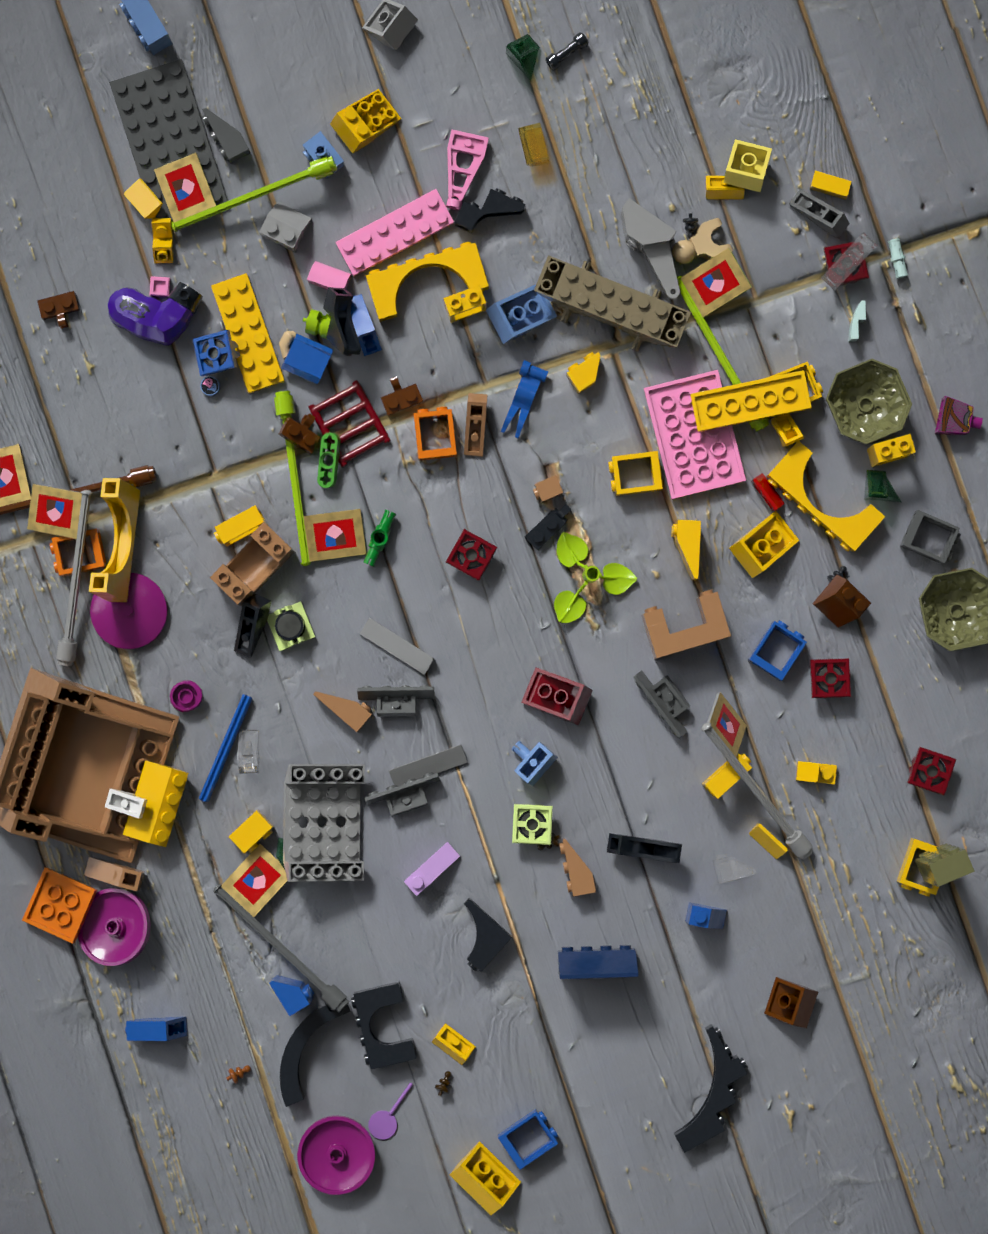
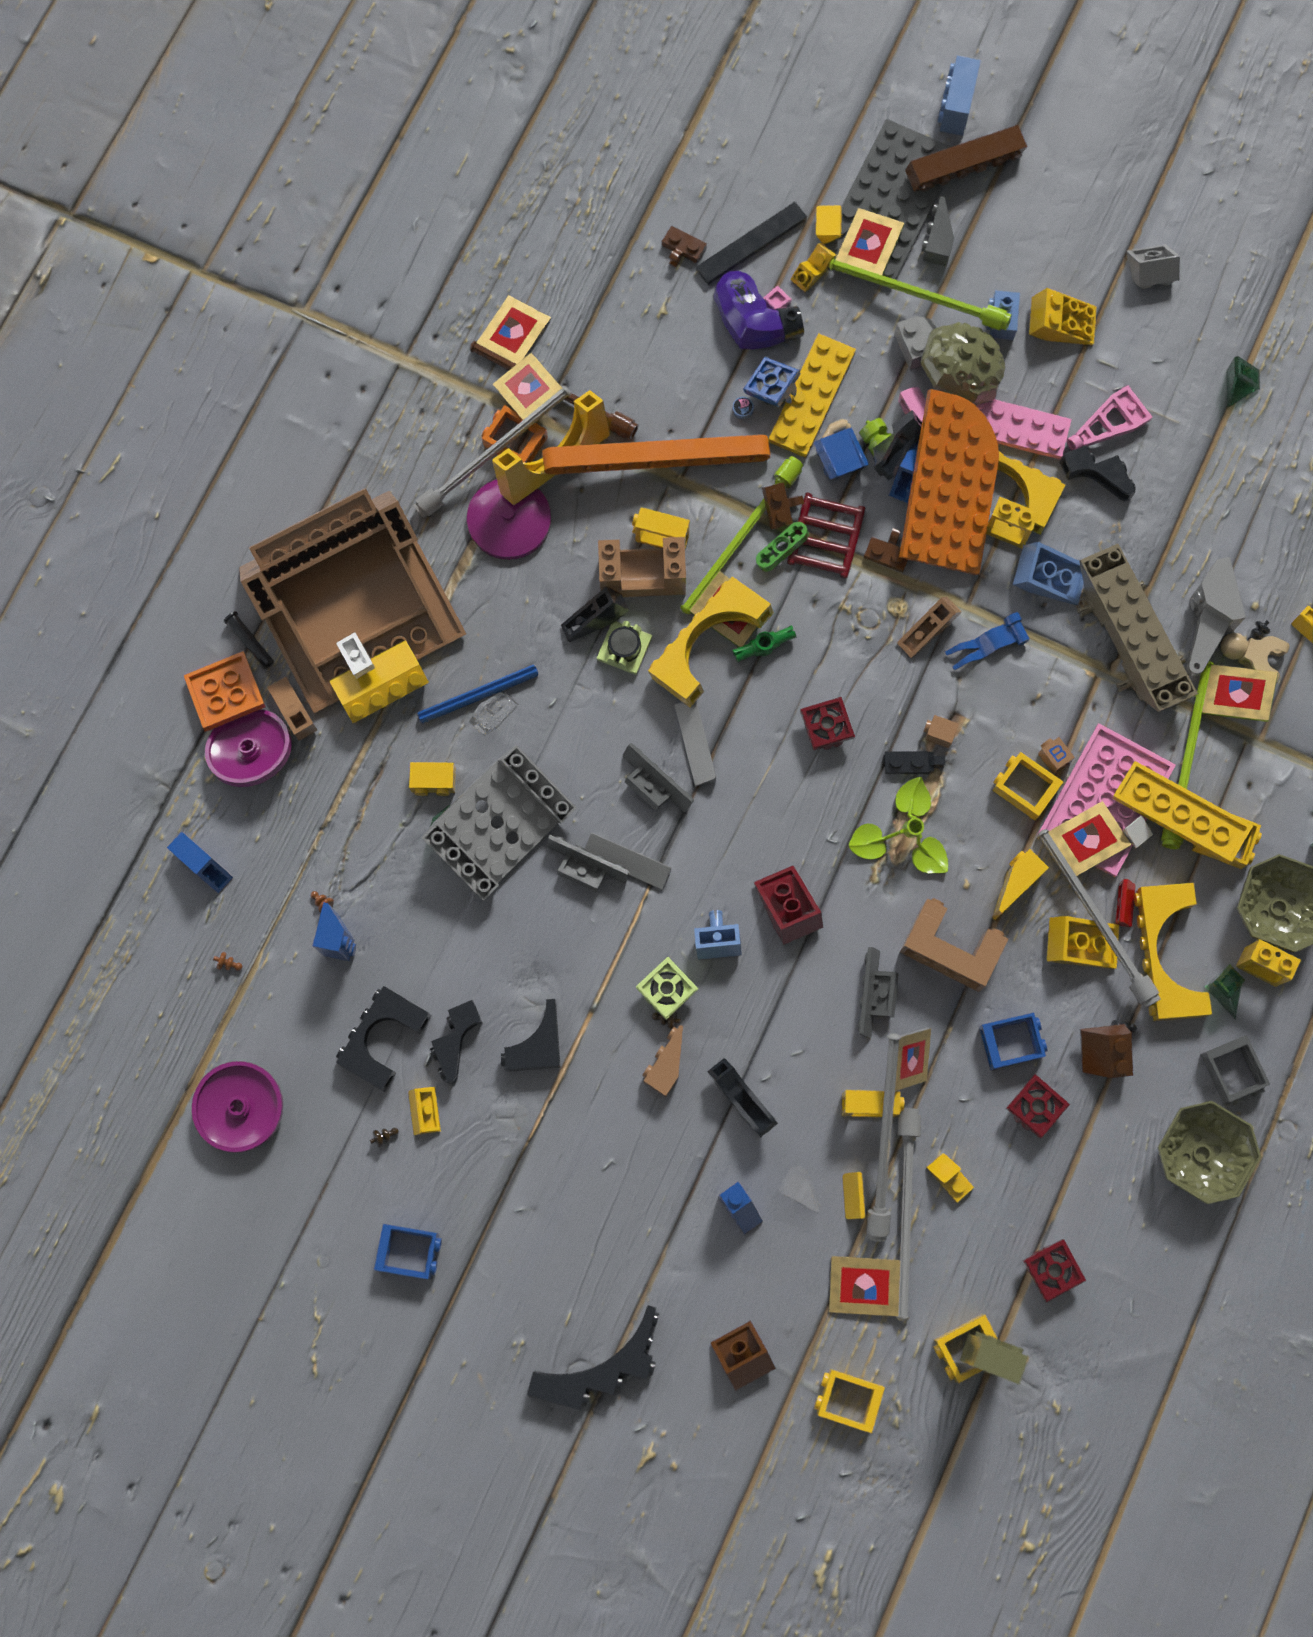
camera: 45 degrees right, 10 degrees down
(40, 855) = (248, 639): none -> black pin
(103, 261) = (751, 243): none -> black tile
(186, 477) = (656, 454): none -> orange beam
(186, 696) = (487, 624): magenta piece -> none
(193, 64) = (966, 158): none -> reddish brown brick
(249, 892) = (383, 824): flag -> none
(262, 977) = (320, 899): none -> dark orange hair
(289, 1068) = (281, 991): black arch -> none
(330, 219) = (964, 362): none -> olive rock
(333, 532) = (731, 603): none -> yellow arch
(349, 711) = (606, 756): medium nougat slope -> none
(383, 1123) = (301, 1120): medium lavender piece -> none
(402, 316) = (951, 485): none -> orange plate
(431, 868) = (547, 947): lavender slope -> none
(431, 991) = (448, 1047): none -> black arch
(435, 453) = (877, 621): orange window -> none
(485, 1178) = (338, 1250): yellow slope -> none
(533, 145) = (1184, 455): clear yellow brick -> none
(554, 60) = (1297, 411): black piece -> none
(584, 374) = (1058, 668): yellow slope -> none
(597, 962) = (609, 1155): dark blue slope -> none
(635, 435) = (1055, 754): none -> medium nougat brick
(705, 488) = (1081, 846): none -> flag
(734, 439) = (1137, 832): none -> white slope
(786, 429) = (1190, 866): yellow slope -> none
(835, 878) = (880, 1284): none -> flag
(897, 958) = (872, 1407): none -> yellow window

